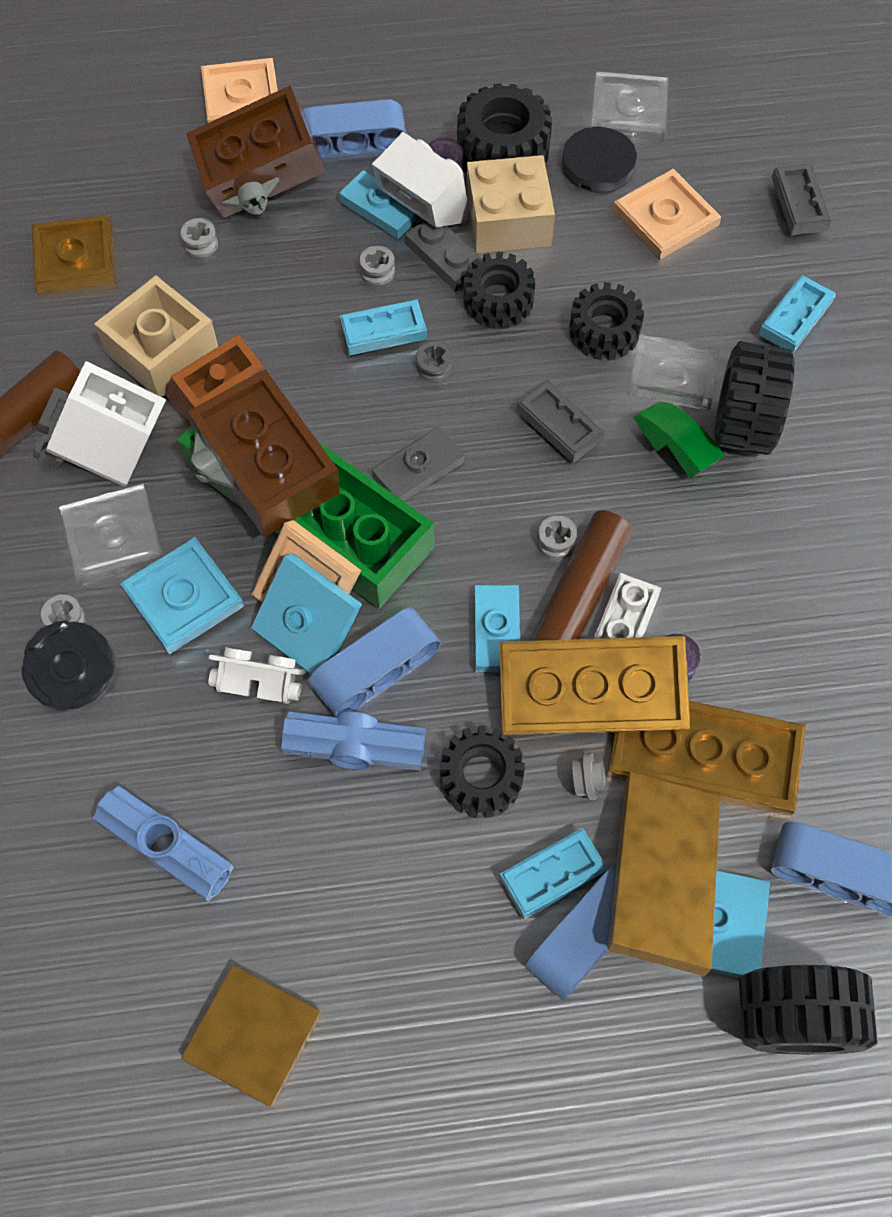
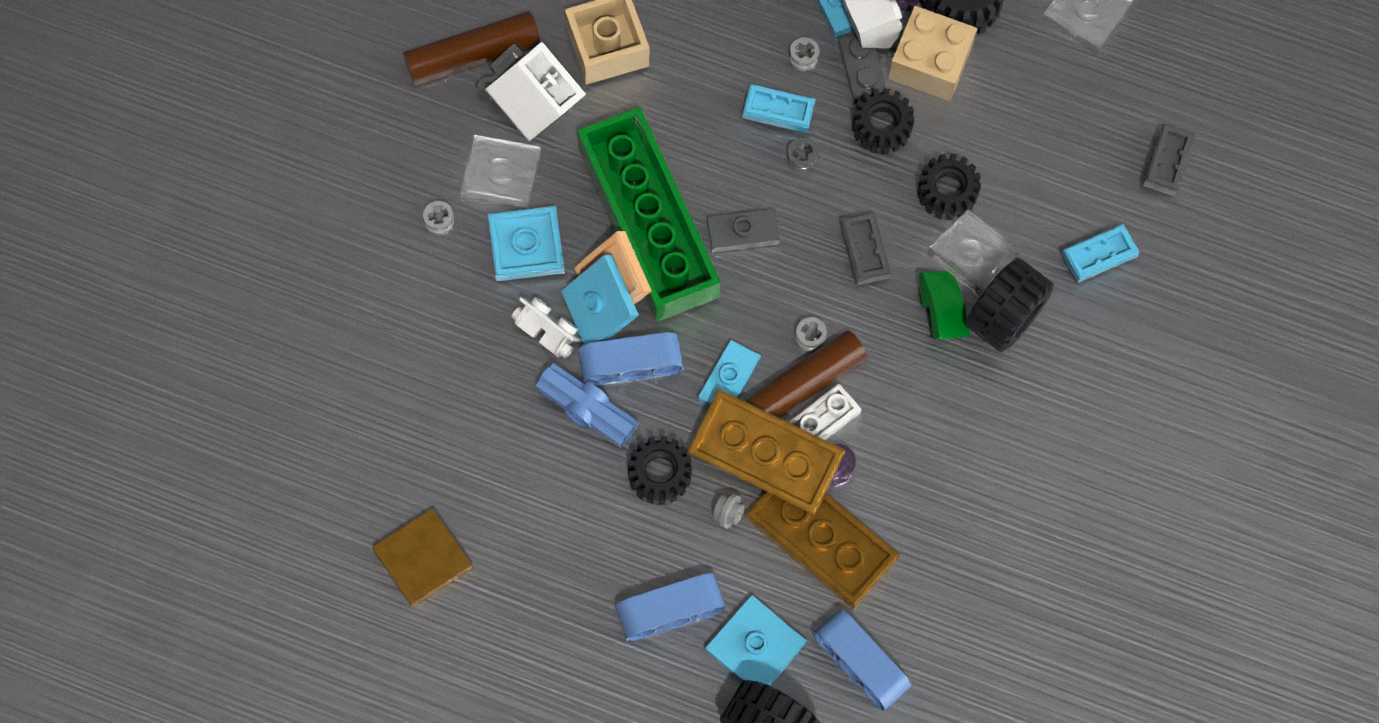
camera: 25 degrees right, 5 degrees up
(68, 666) = (425, 256): black tile -> none
(186, 857) = (435, 425): medium blue piece -> none
(212, 375) = (629, 92): dark orange brick -> none
(262, 453) = (627, 173): reddish brown piece -> none
(553, 873) = (667, 559): medium azure plate -> none
(599, 158) = (1032, 45): black tile -> none
(665, 875) = (738, 595): pearl gold tile -> none
(666, 214) = (1056, 119): light nougat tile -> none

